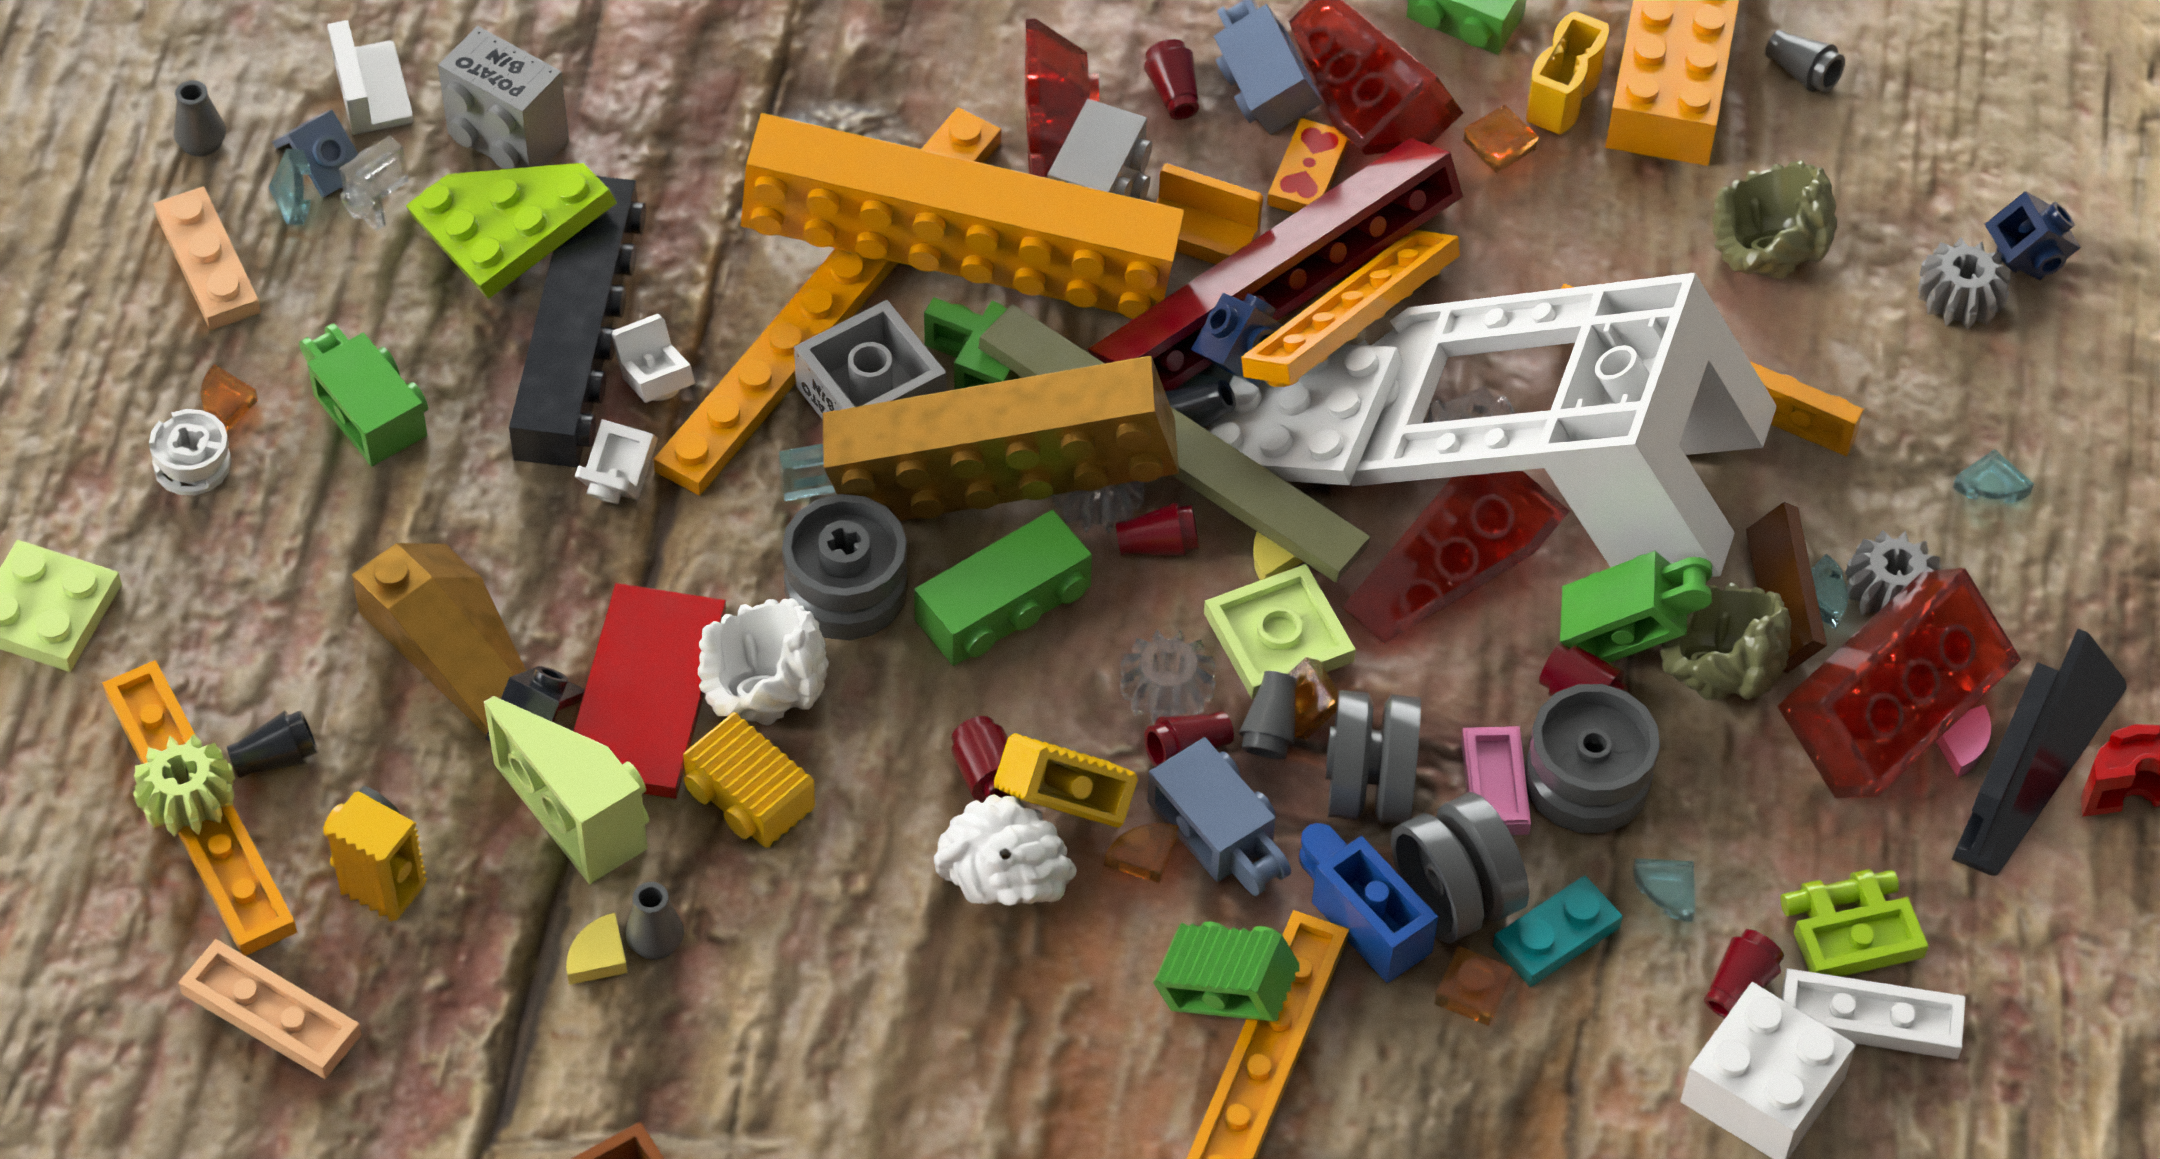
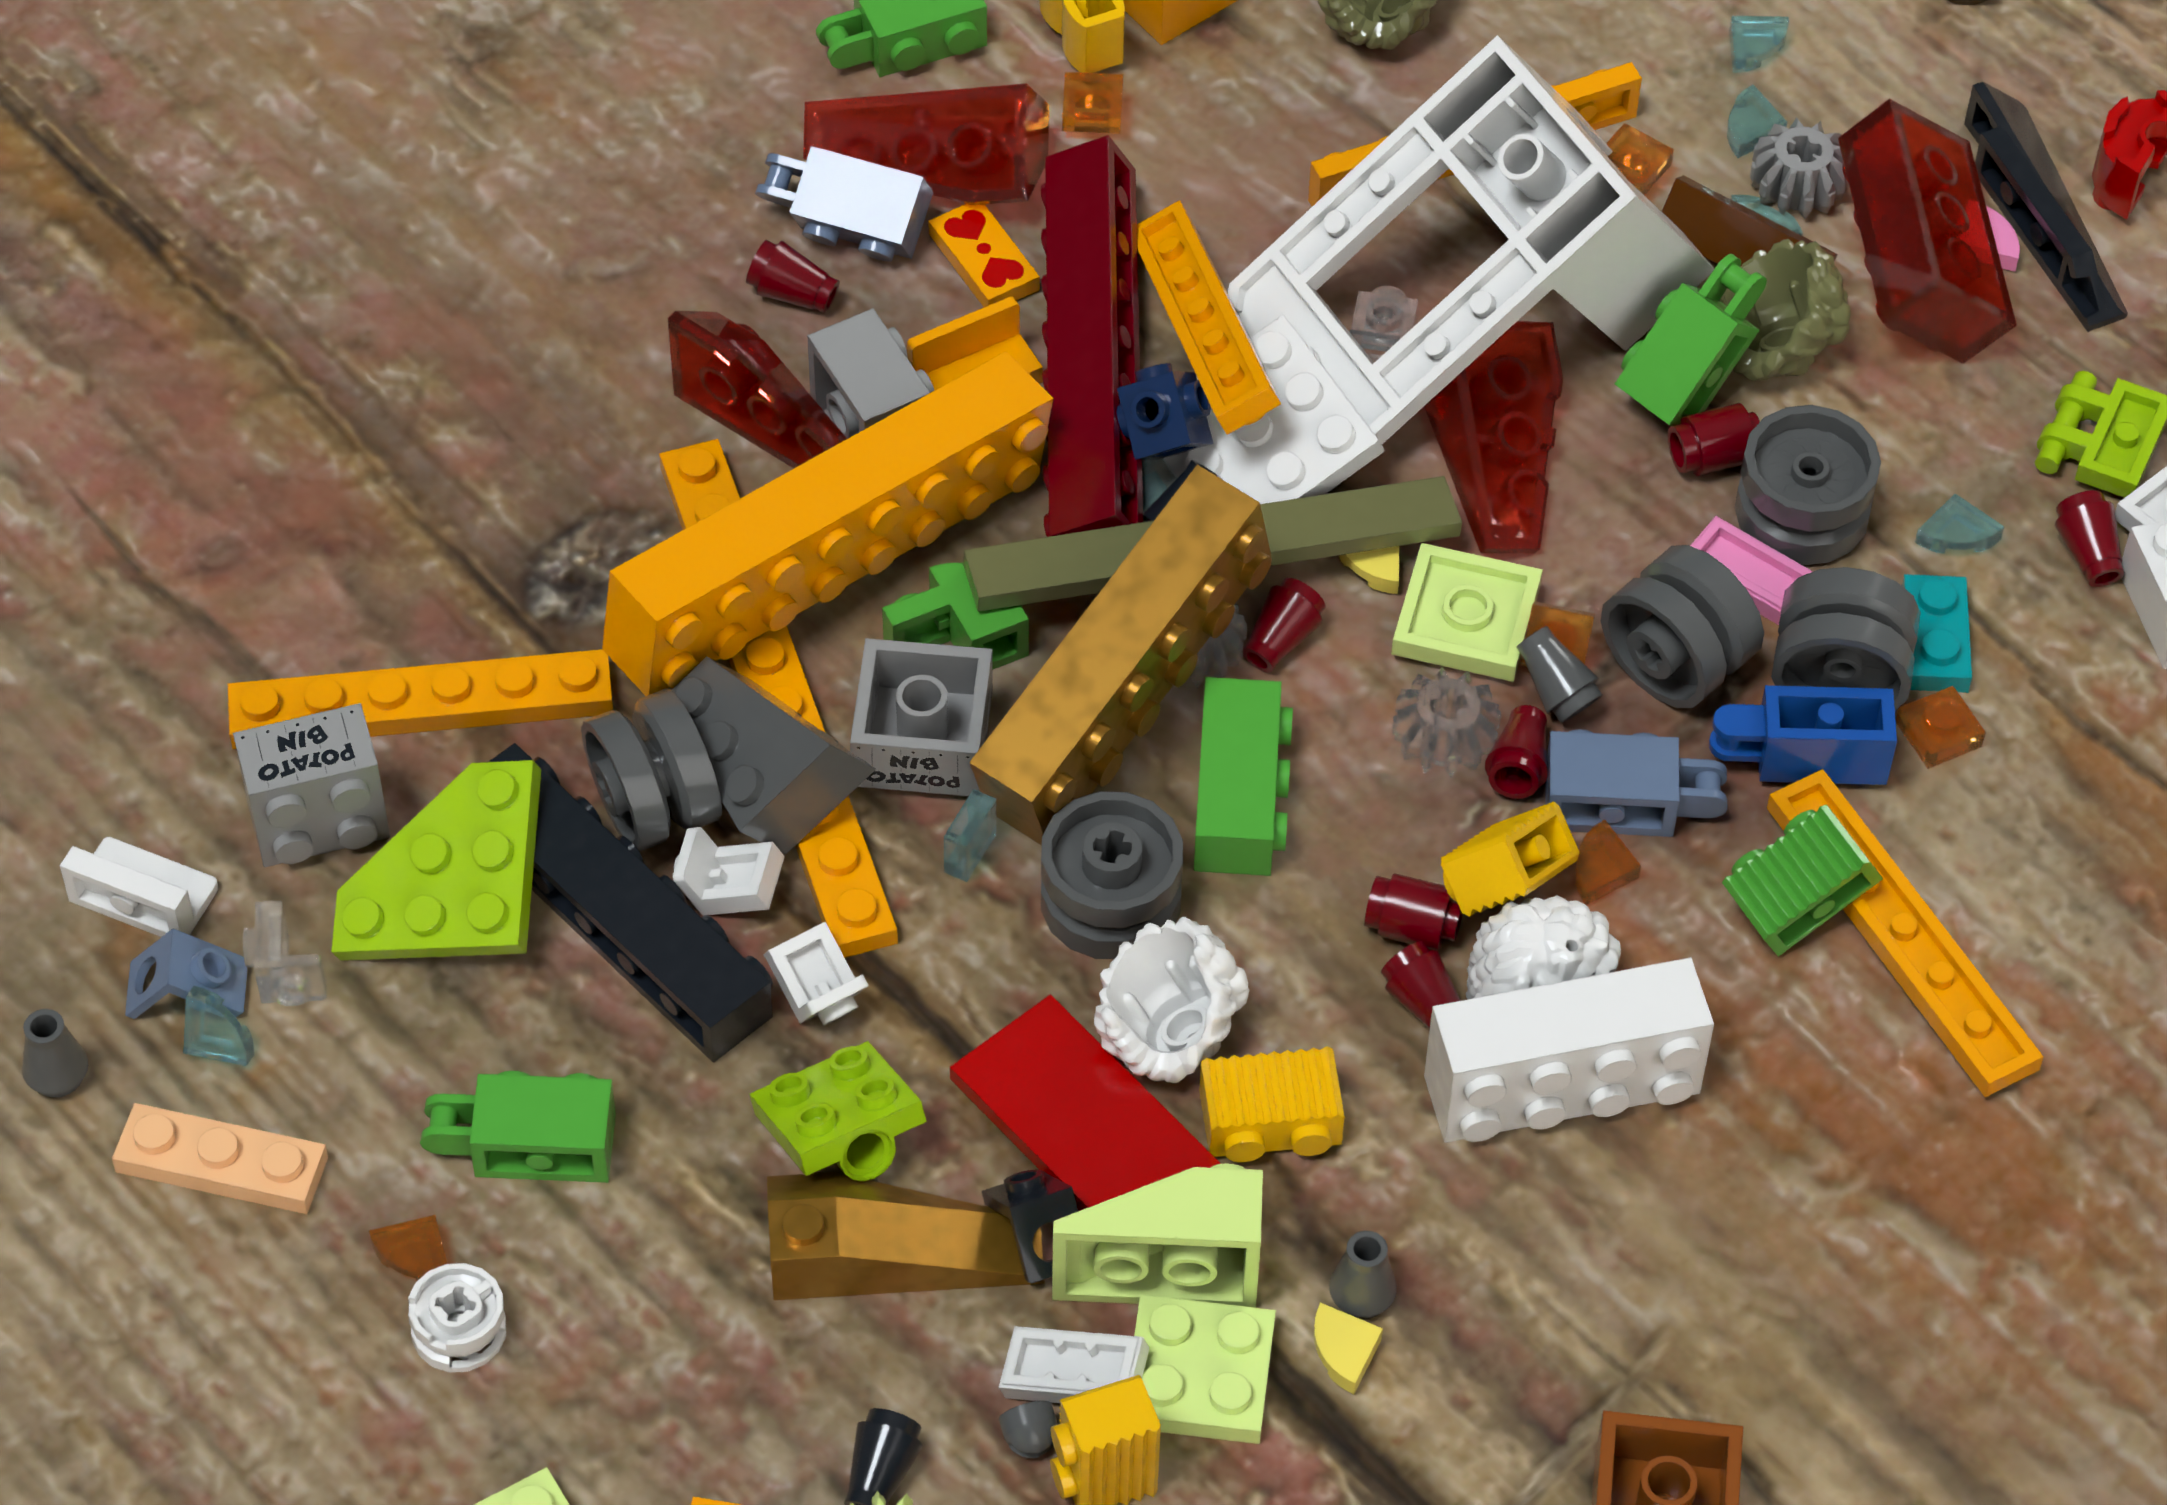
camera: 50 degrees left, 0 degrees up
(437, 804) = (1066, 1363): none -> white plate
(506, 880) = (1206, 1366): none -> yellowish green plate
(517, 544) = (840, 1113): none -> lime plate
(643, 118) = (436, 694): none -> light orange plate
(679, 262) = (651, 769): none -> dark grey wheel
(747, 309) = (768, 761): none -> dark grey wedge
(930, 807) = (1419, 980): none -> dark red cone
(938, 919) = (1568, 1050): none -> white brick
(1789, 474) = (1639, 157): none -> clear orange plate
(1918, 521) = (1750, 119): none -> clear light blue tile

